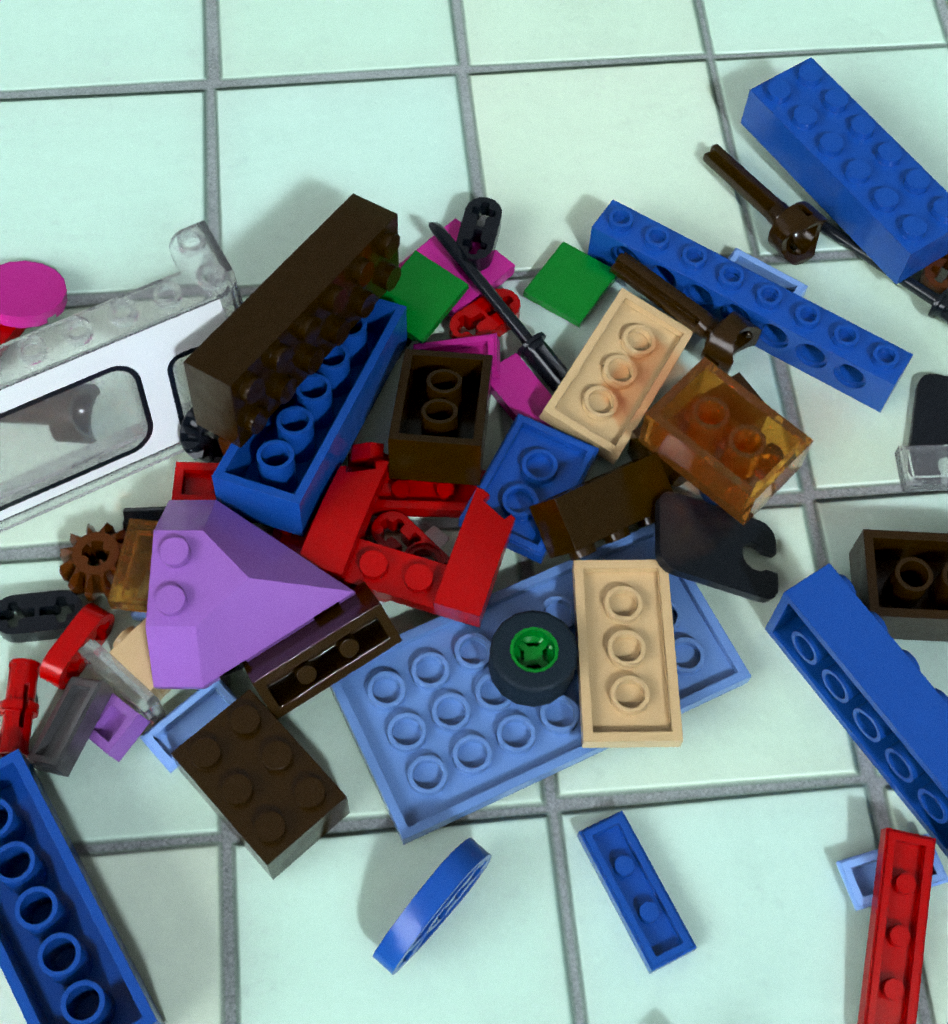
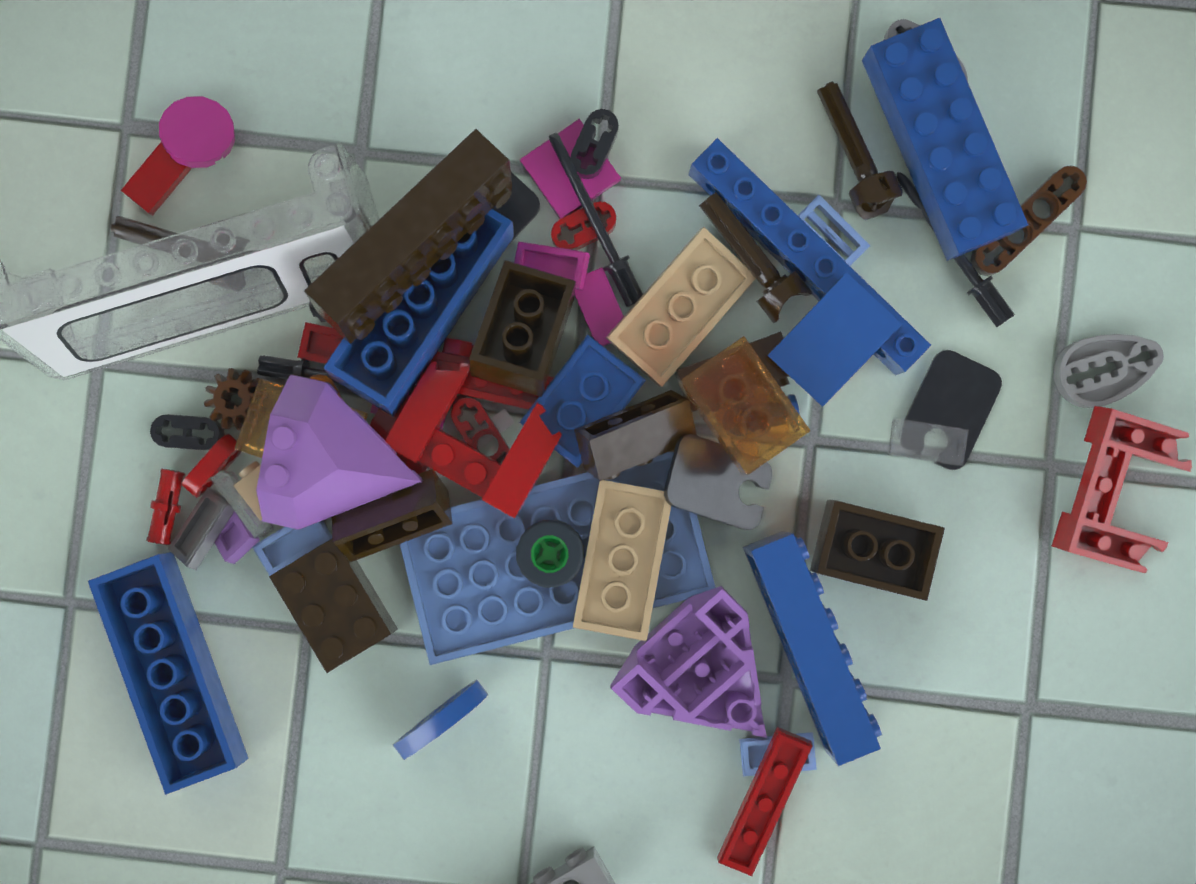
camera: 15 degrees right, 25 degrees up
(428, 294) = (534, 199): green piece -> none
(570, 284) = (665, 205): green piece -> none
(636, 892) = (590, 729): blue tile -> none
(760, 765) = (697, 667): none -> medium lavender wedge
(806, 359) = (834, 339): none -> blue tile

